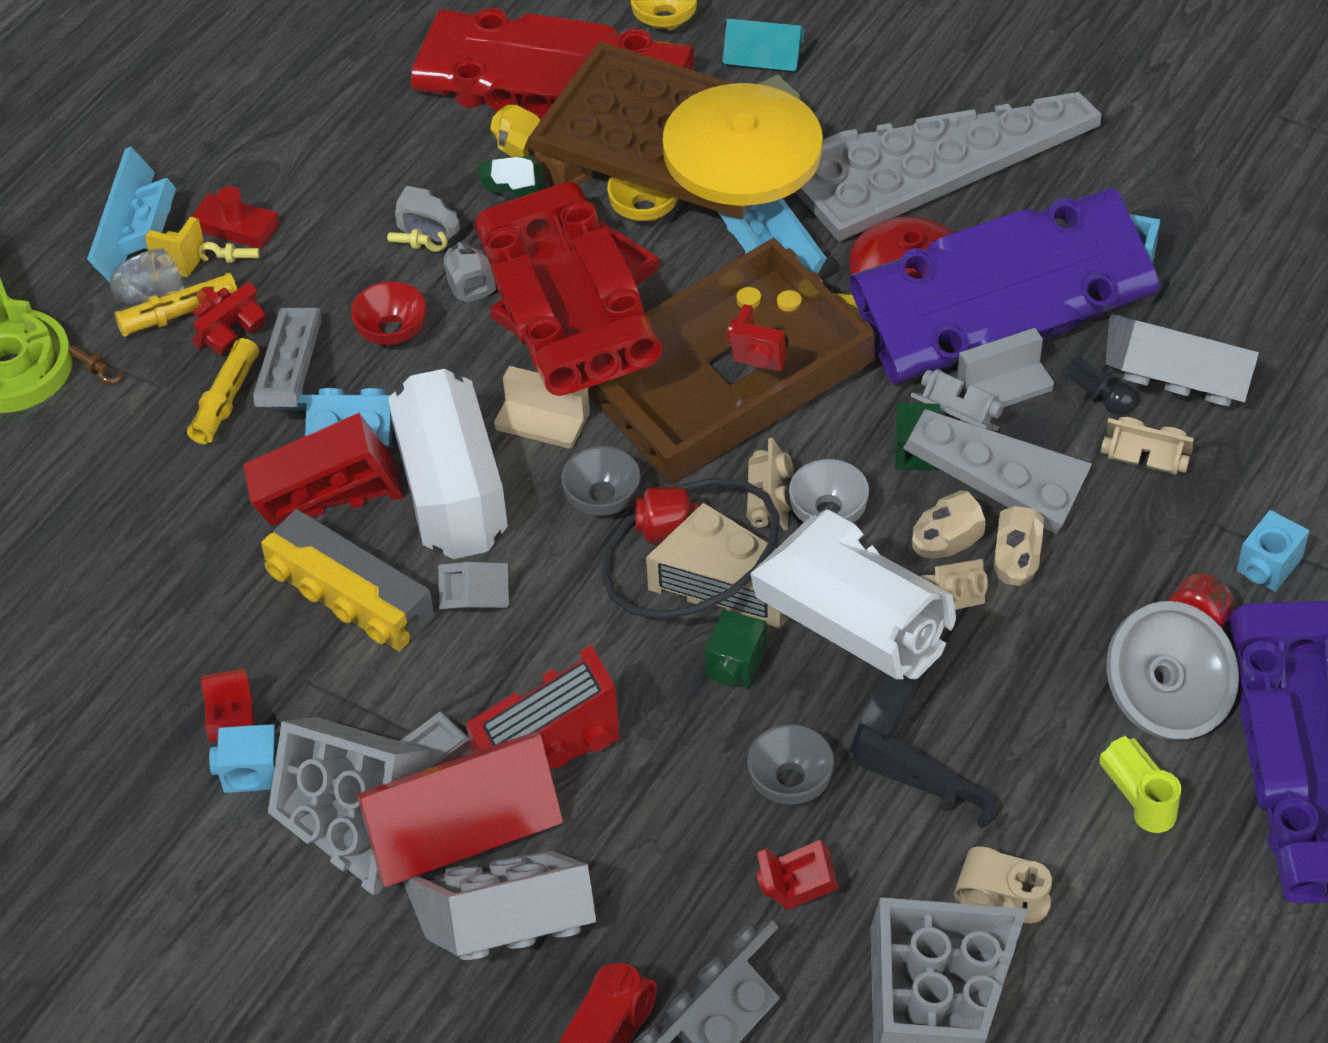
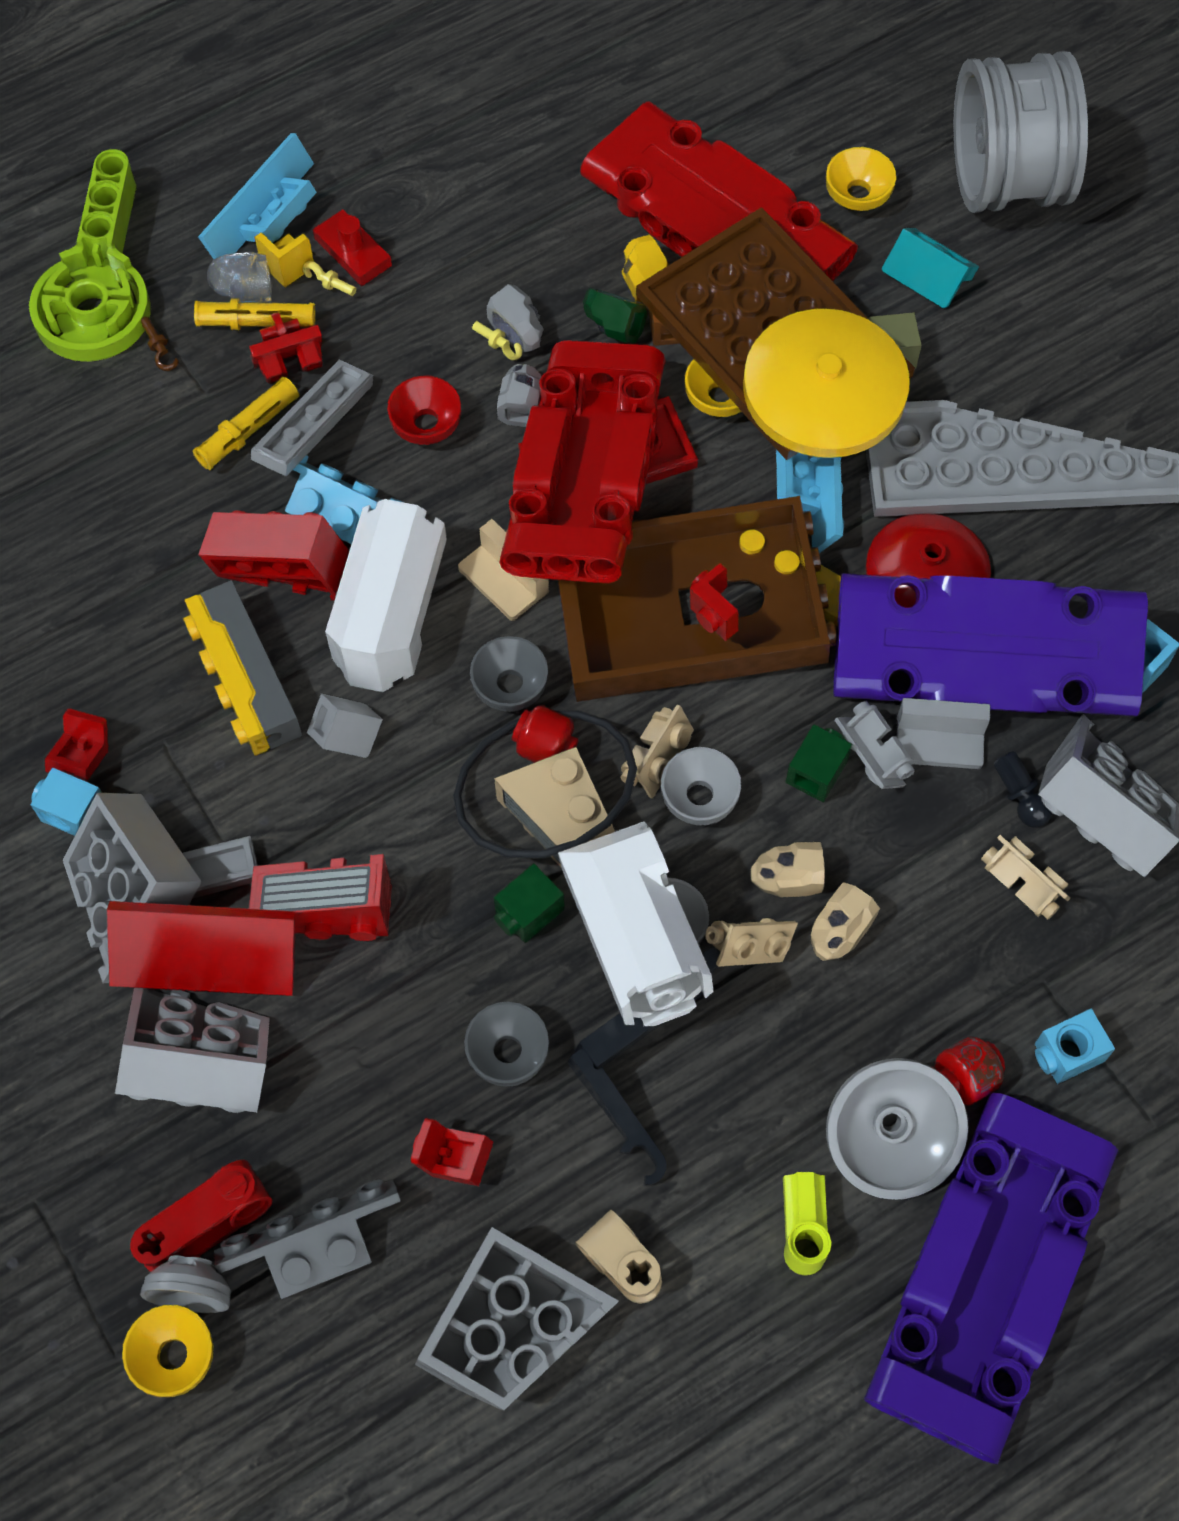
camera: 25 degrees right, 15 degrees up
(1000, 466) = (878, 843): light grey wing -> none

